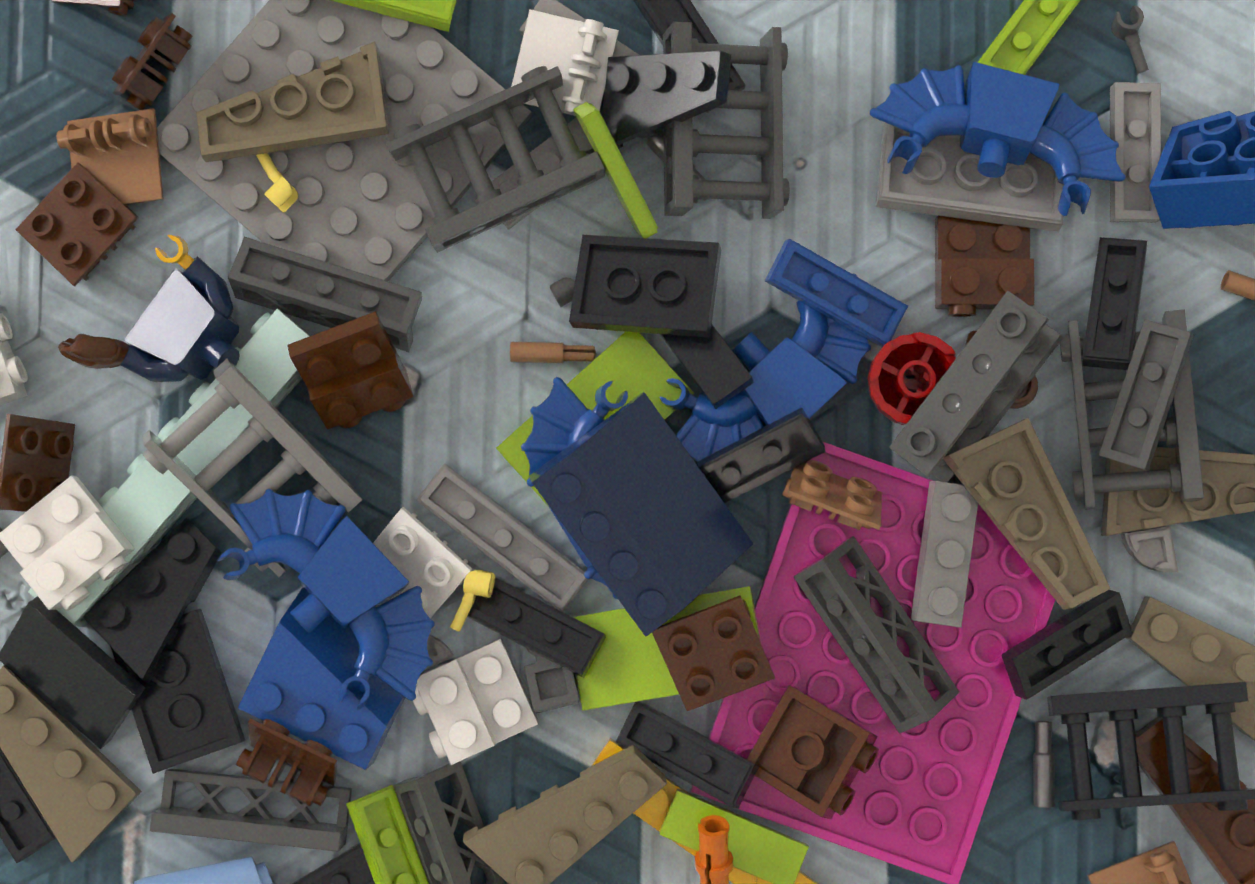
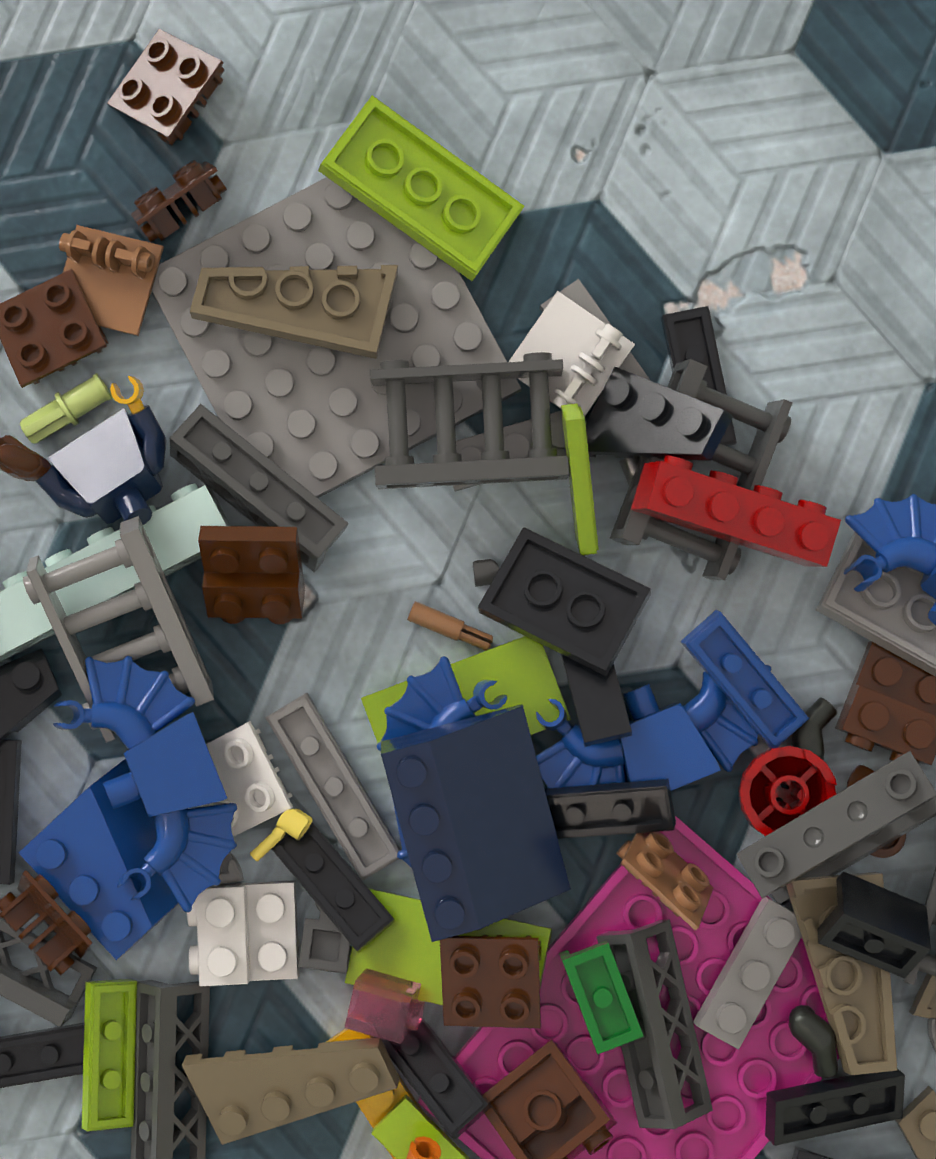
camera: 25 degrees right, 0 degrees up
(122, 292) = (65, 409): none -> yellowish green axle
(281, 192) = (251, 376): light yellow hand -> none
(626, 714) = (384, 1006): none -> clear pink brick
(768, 144) = (736, 514): none -> red brick
(818, 627) = (601, 996): none -> green panel
(914, 317) = (810, 735): none -> pearl dark grey arm
(1027, 588) = (817, 1037): none -> pearl dark grey arm
(1041, 466) = (876, 926): none -> black panel

